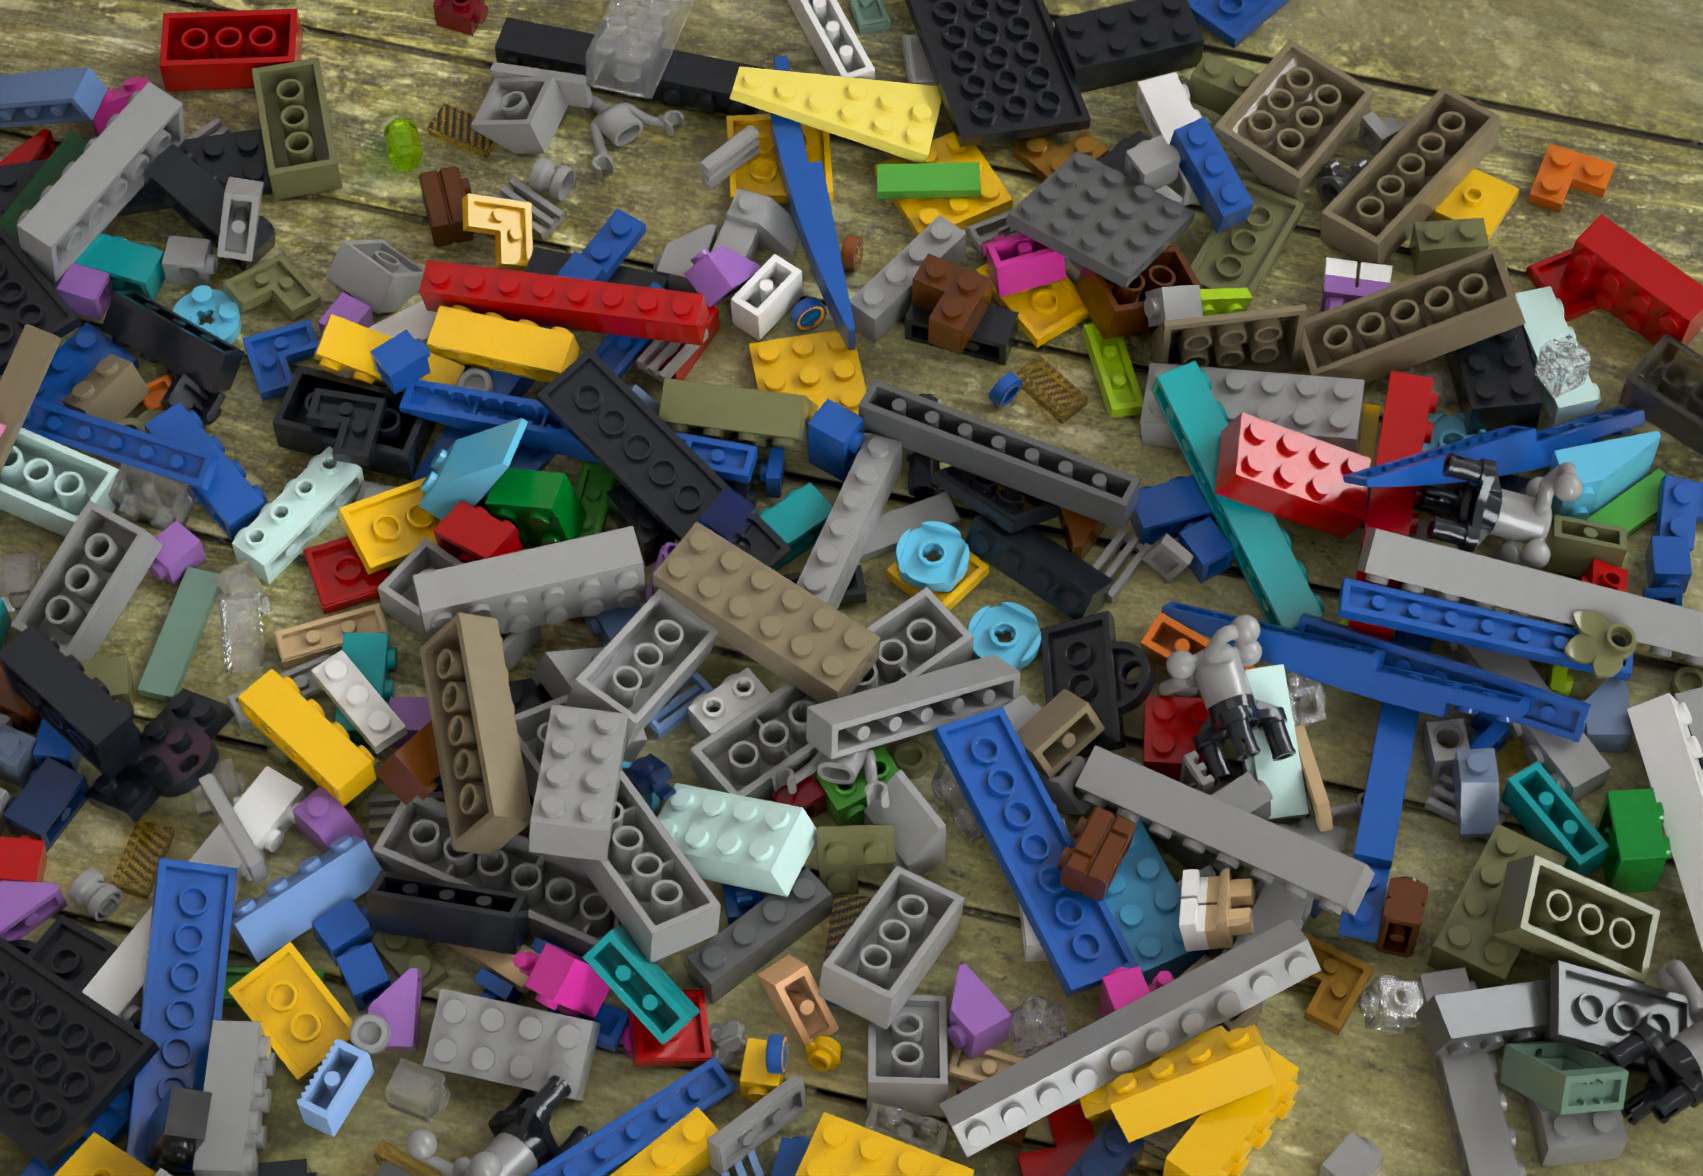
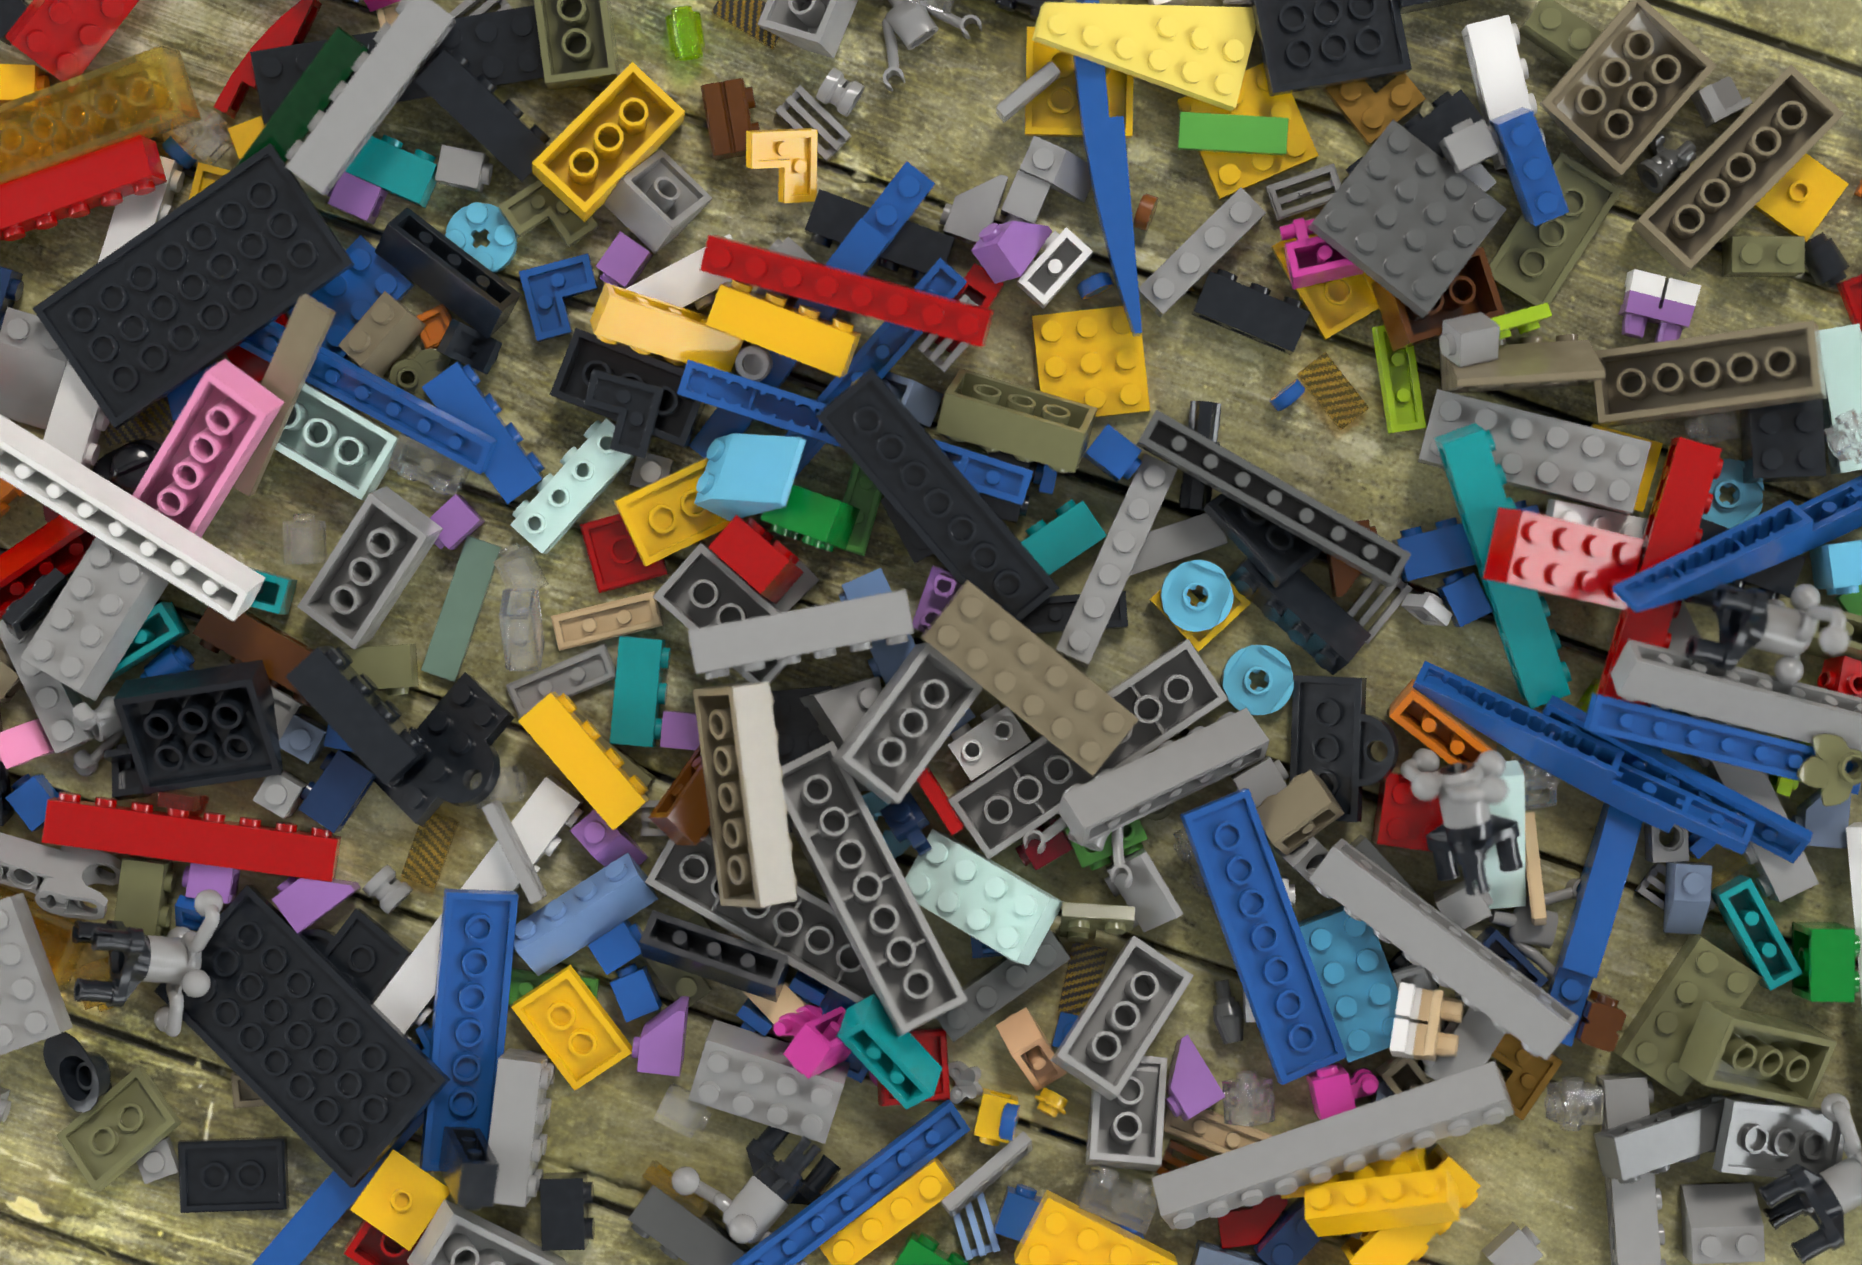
camera: 10 degrees right, 30 degrees up
(240, 218) = (515, 143): light grey slope -> none
(335, 1087) = (608, 1107): light blue brick -> none
(339, 207) = (608, 141): none -> yellow brick
(359, 701) = (633, 718): white plate -> none
(370, 1033) = (641, 1066): light grey tile -> none
(401, 361) = (680, 349): blue brick -> none
(578, 783) = (841, 866): light grey brick -> none
(679, 752) = (939, 800): none -> red tile
(729, 515) = (997, 567): clear blue brick -> none
(954, 297) = (1252, 303): reddish brown brick -> none
(1007, 952) = (1227, 1014): none -> dark grey piece
(1096, 854) = (1321, 955): reddish brown brick -> none
(1195, 774) = (1421, 870): light grey tile -> none
(1512, 246) = (1824, 260): none -> black brick
(1564, 1077) = (1715, 1239): sand green window -> none

